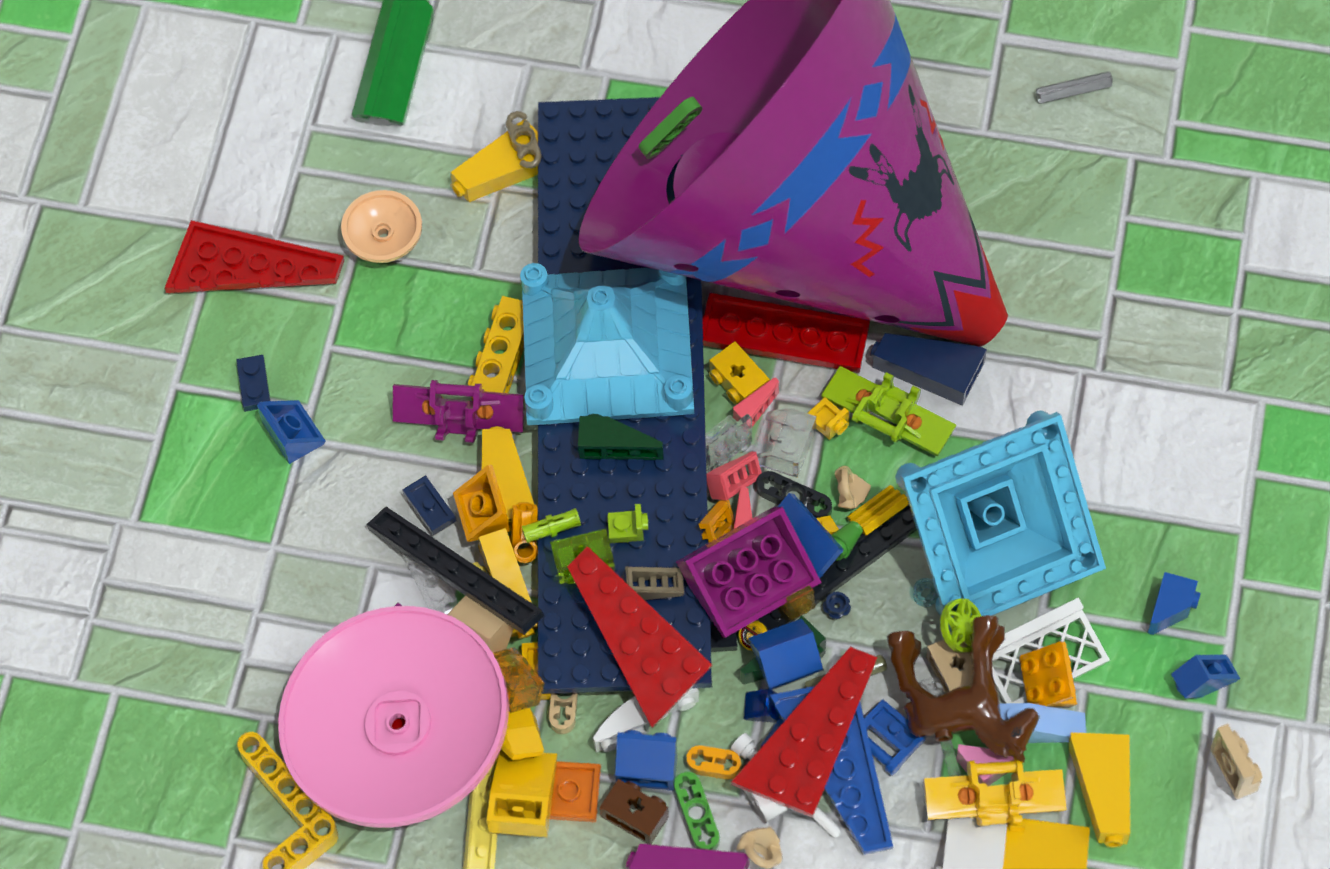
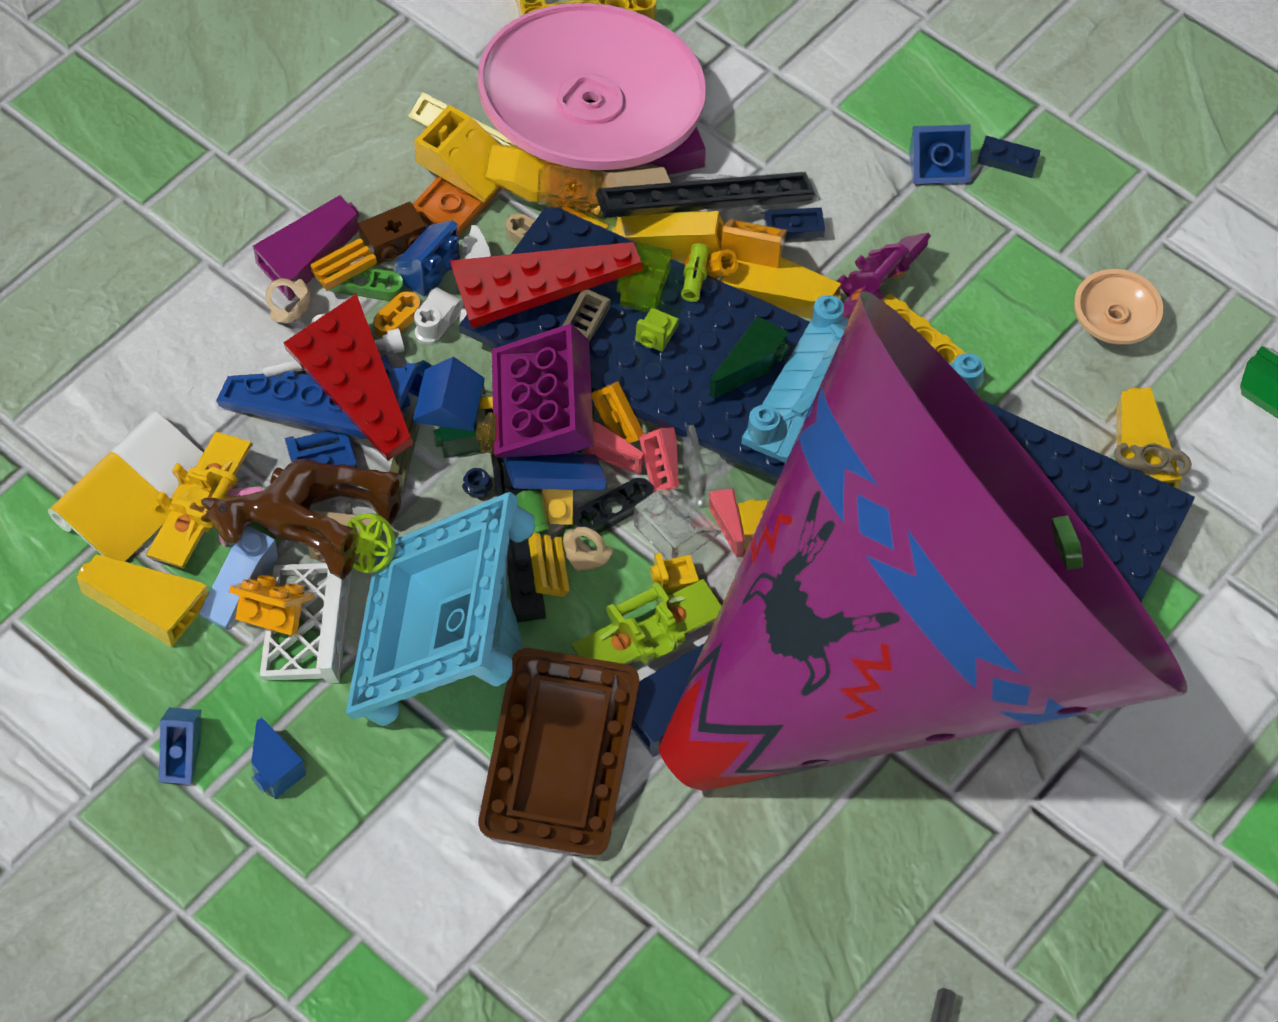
camera: 115 degrees right, 5 degrees down
(232, 259) = (1149, 194): red wing -> none
(695, 725) = (436, 316): none -> white piece
(698, 816) = (340, 261): none -> light orange tile
(1064, 380) = (559, 752): none -> reddish brown wedge
(1233, 759) = (72, 704): tan plate -> none

